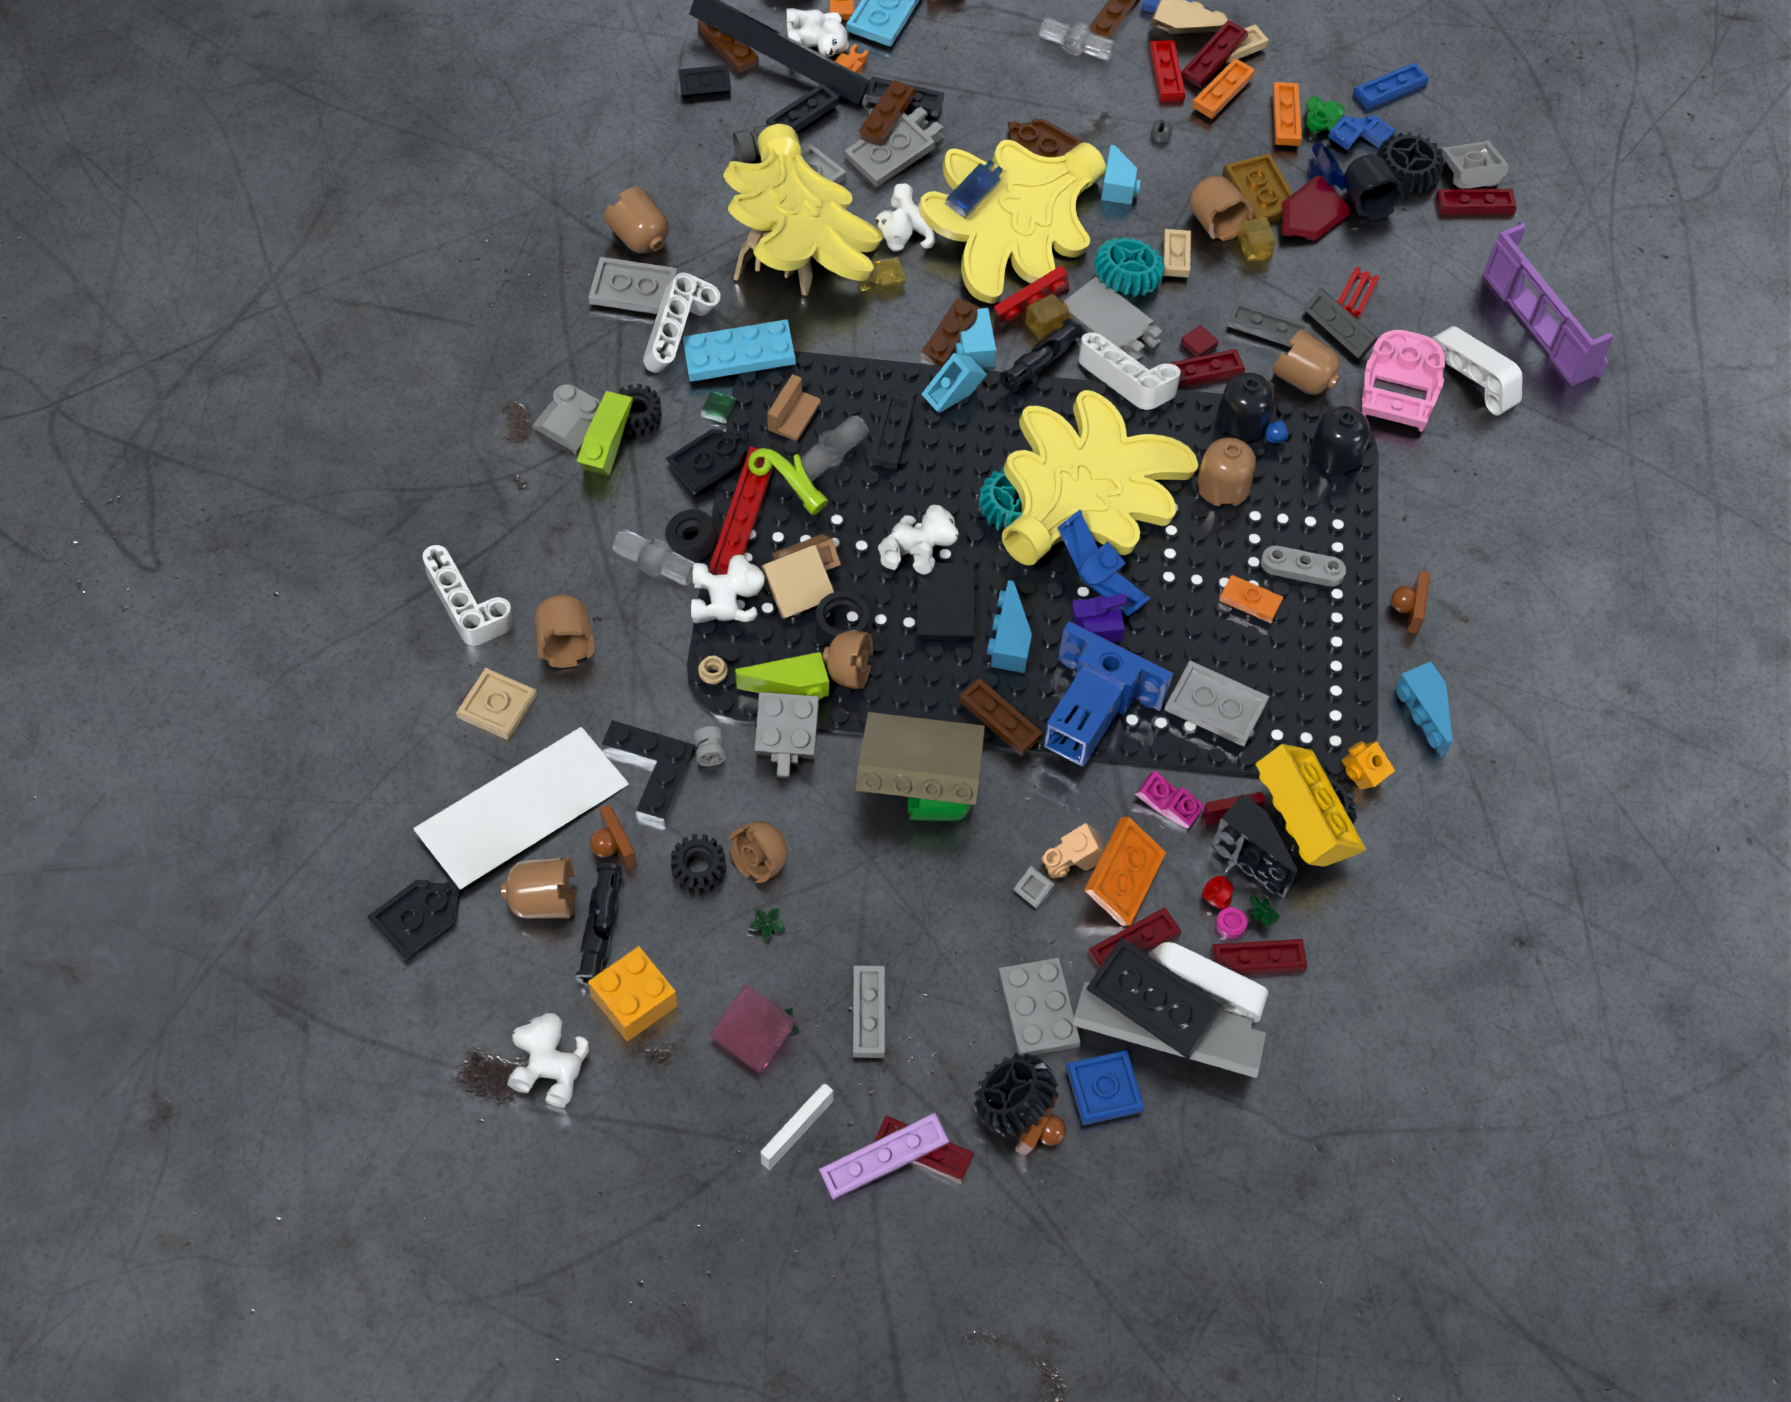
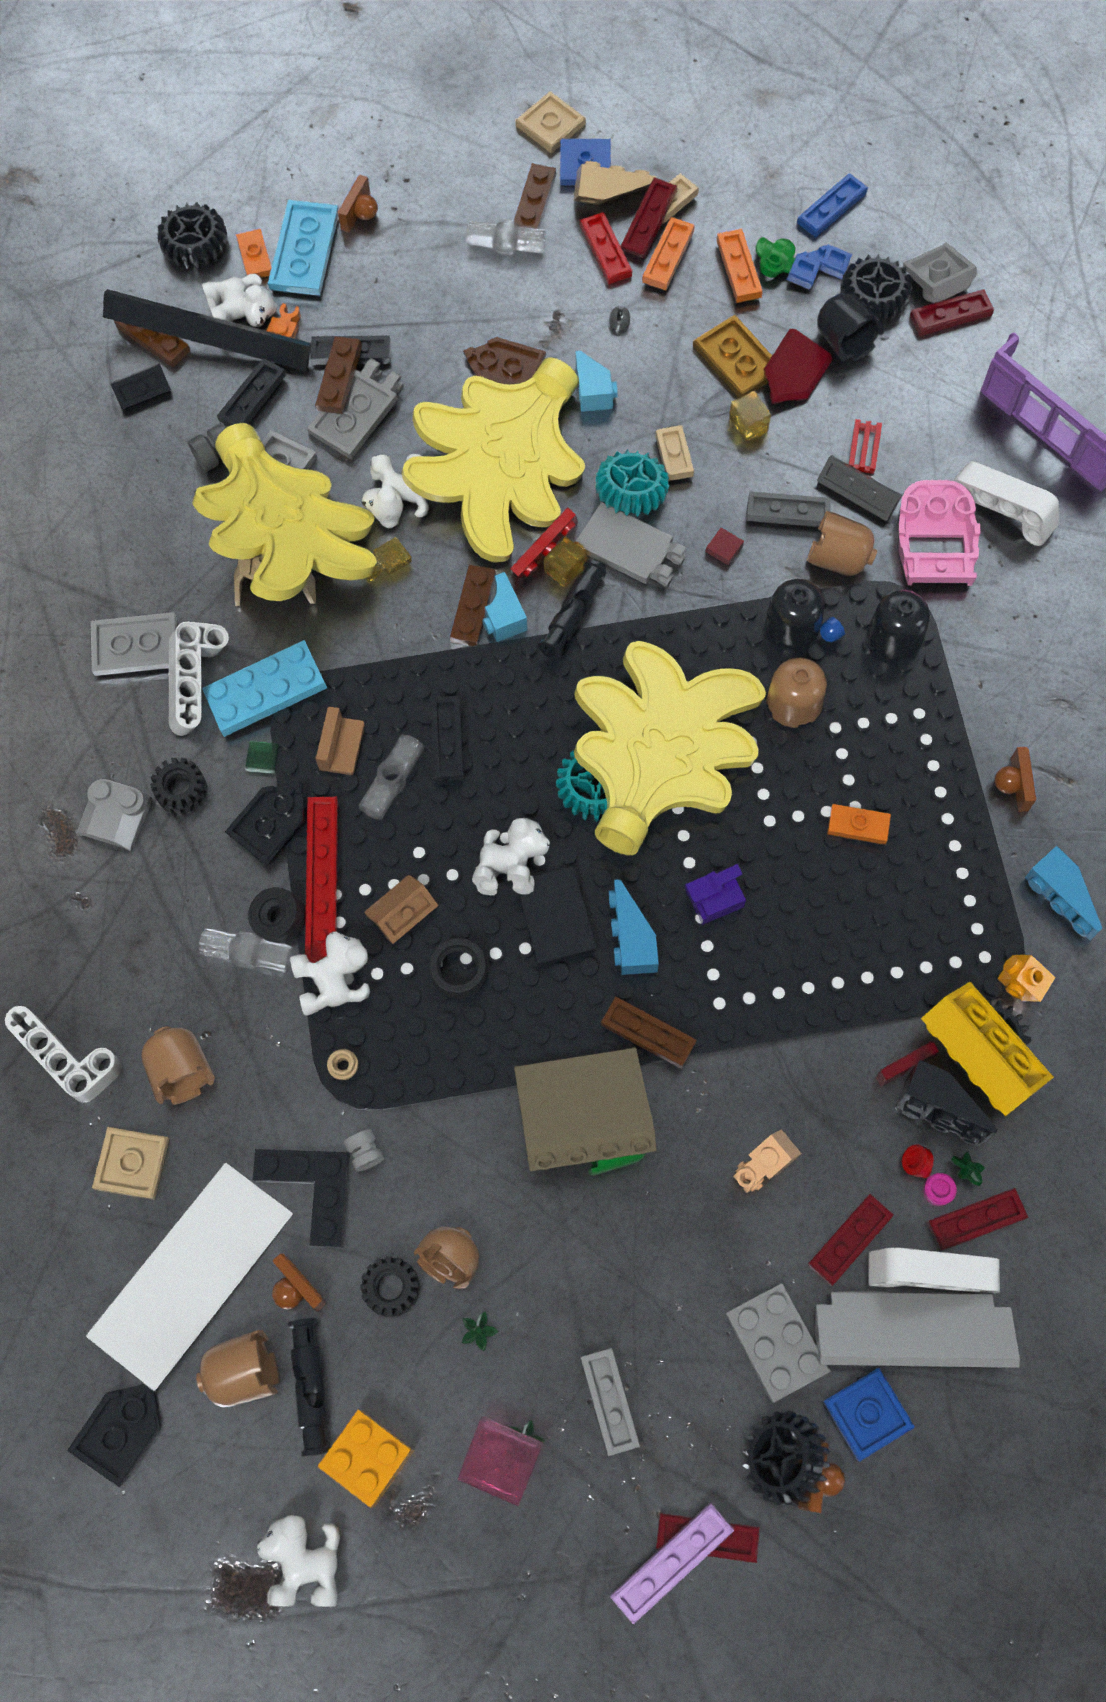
camera: 10 degrees left, 10 degrees up
(605, 434) = (154, 825): lime slope -> none
(638, 221) = (119, 571): medium nougat cylinder -> none
(786, 729) = (437, 1111): light grey hinge -> none
(792, 676) = (426, 1052): lime slope -> none
(796, 476) = (363, 821): lime plant -> none
(796, 1126) = (574, 1557): white tile -> none
(797, 581) = (401, 940): tan tile -> none
(848, 658) = (478, 1016): medium nougat cylinder -> none
(953, 382) = (494, 666): medium azure slope -> none
(974, 189) = (454, 444): clear blue hinge -> none
(1035, 886) = (735, 1207): light grey slope -> none
(1099, 566) = (700, 835): blue plate -> none
(1103, 685) = (740, 983): blue brick -> none
(1125, 871) = (822, 1170): orange plate -> none
(1126, 375) = (663, 608): white beam -> none
(1155, 998) = (897, 1315): black tile -> none
(1167, 800) = (840, 1071): dark pink slope -> none
(1209, 368) = (736, 576): dark red tile -> none
(1216, 703) = (859, 953): light grey plate -> none
(1220, 207) = (704, 391): medium nougat cylinder -> none
(1291, 567) = (888, 777): light grey plate -> none
(1329, 166) = (797, 313): clear blue hinge -> none

